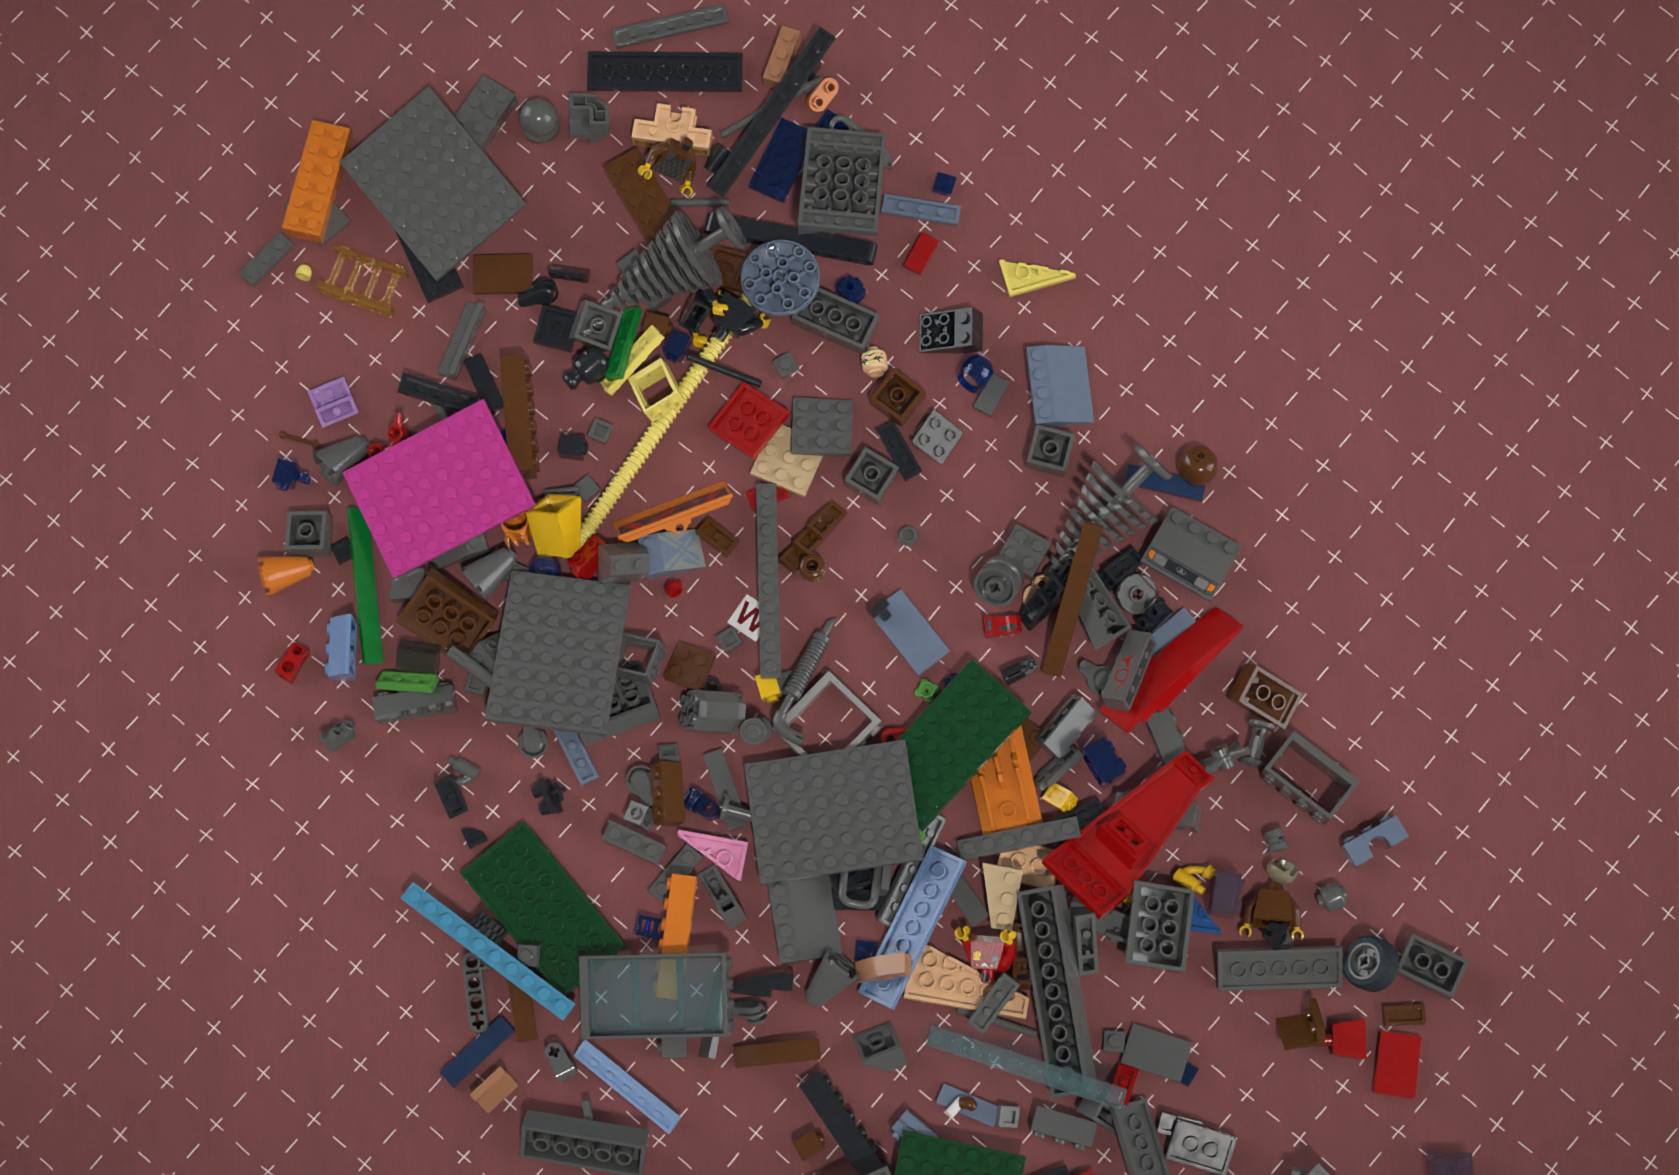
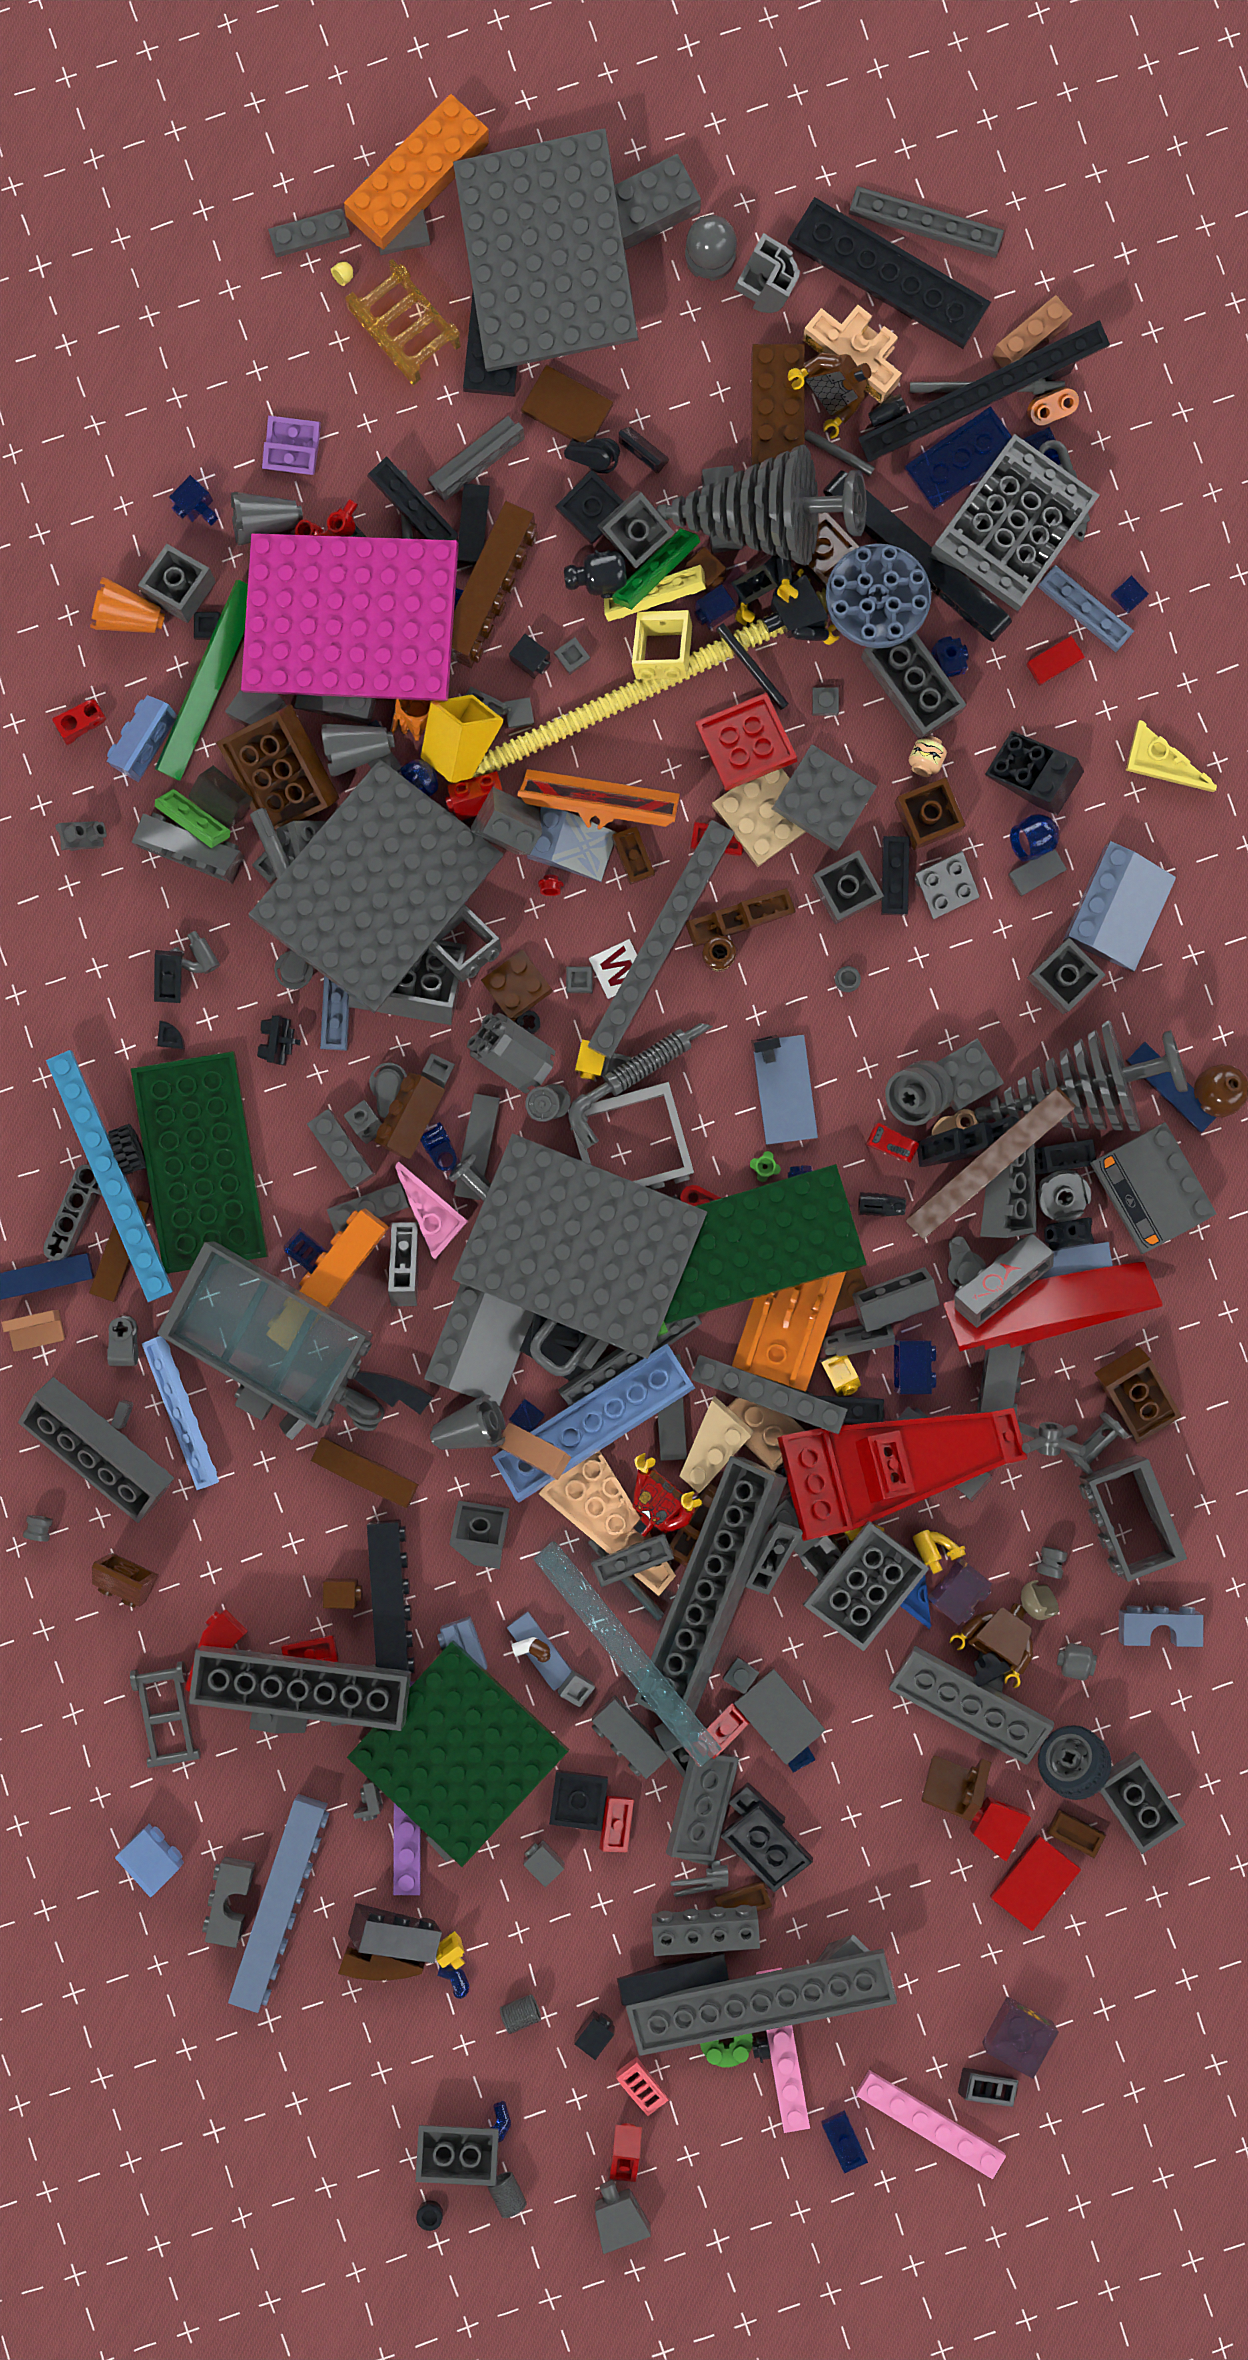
camera: 25 degrees right, 10 degrees up
(315, 444) = (243, 481): reddish brown hinge -> none
(529, 954) = (153, 1205): dark grey plate -> none

